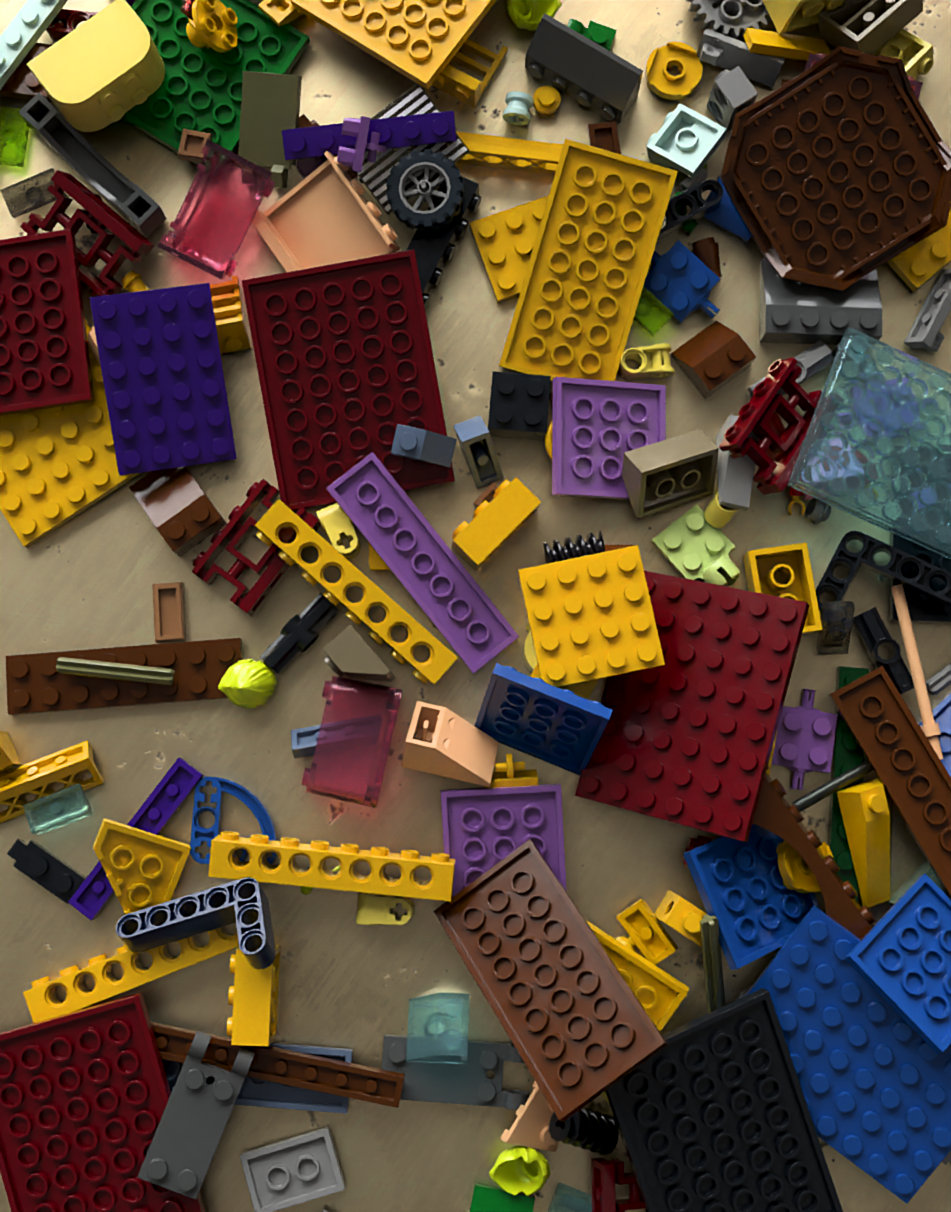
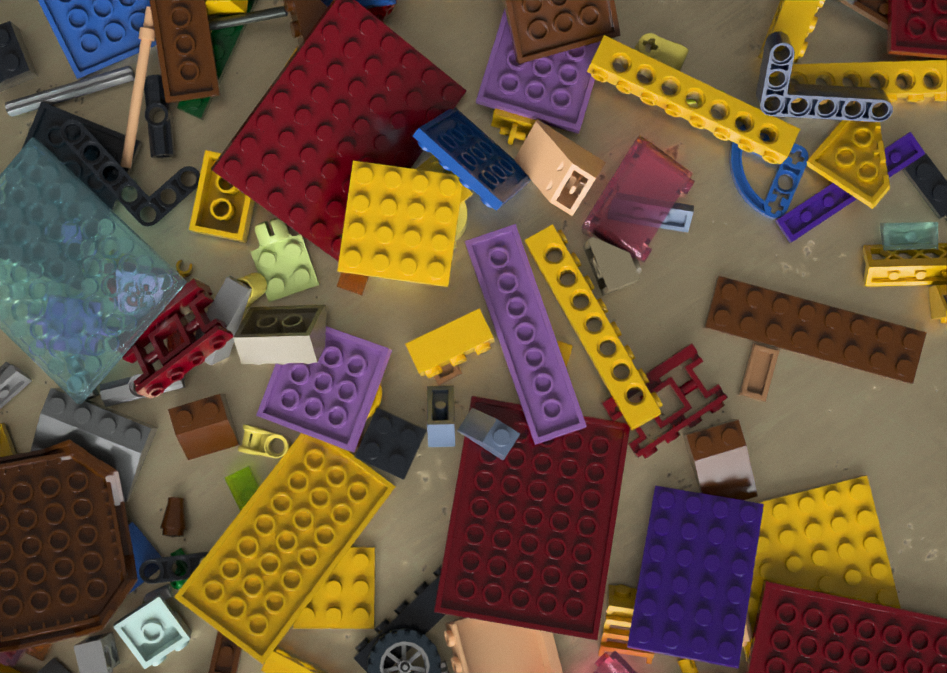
camera: 155 degrees left, 5 degrees up
(115, 671) = (822, 334): olive axle -> none
(248, 683) = (711, 283): neon yellow hair -> none
(299, 633) = (653, 311): black piece -> none
(339, 527) = (587, 393): light yellow piece -> none
(571, 550) = (390, 294): black piece -> none
(681, 282) = (205, 503): blue plate -> none
(805, 739) = (253, 67): medium lavender plate -> none
(817, 511) = (169, 255): light grey plate -> none
(836, 627) = (191, 150): clear smoke plate -> none

